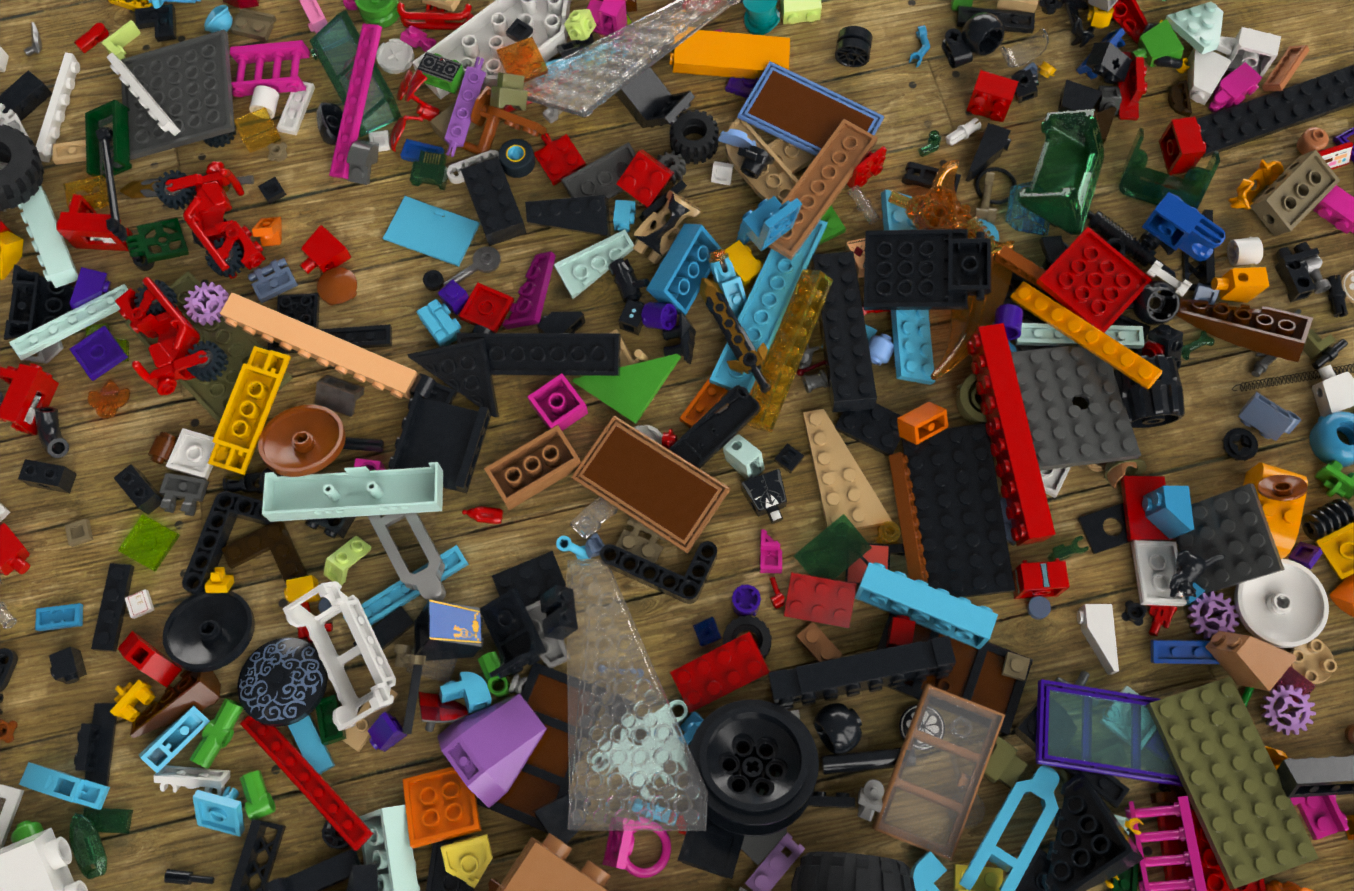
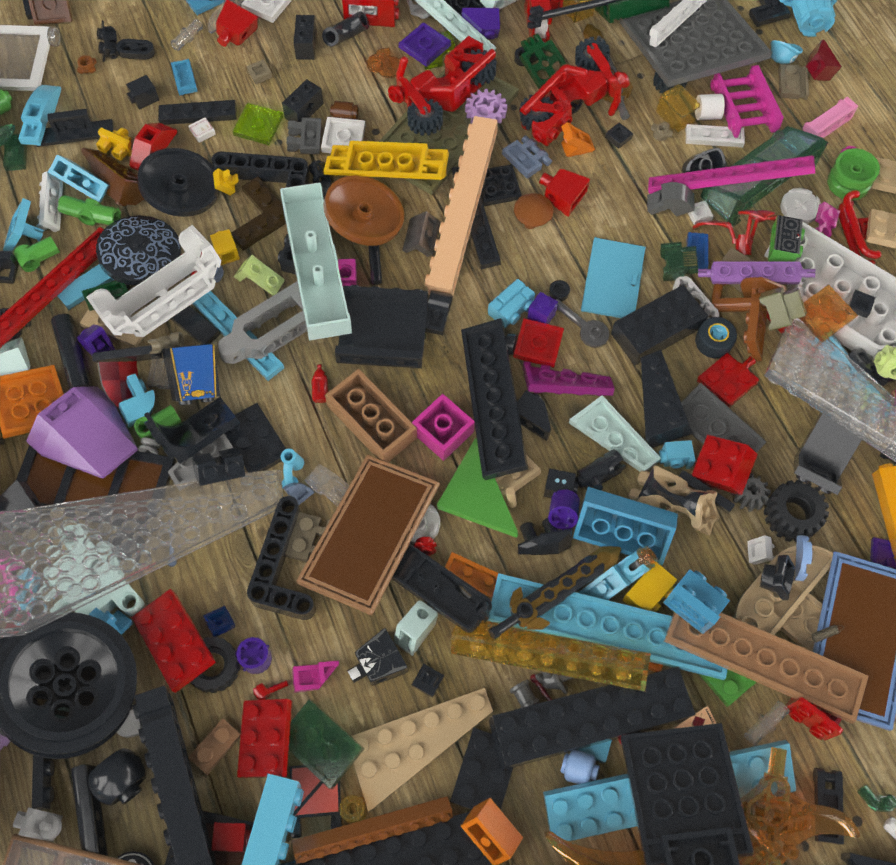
camera: 75 degrees right, 5 degrees down
(392, 762) = (70, 351): none -> black brick
(464, 369) = (464, 335): black tile -> none
(804, 141) = (825, 633): none -> dark tan piece

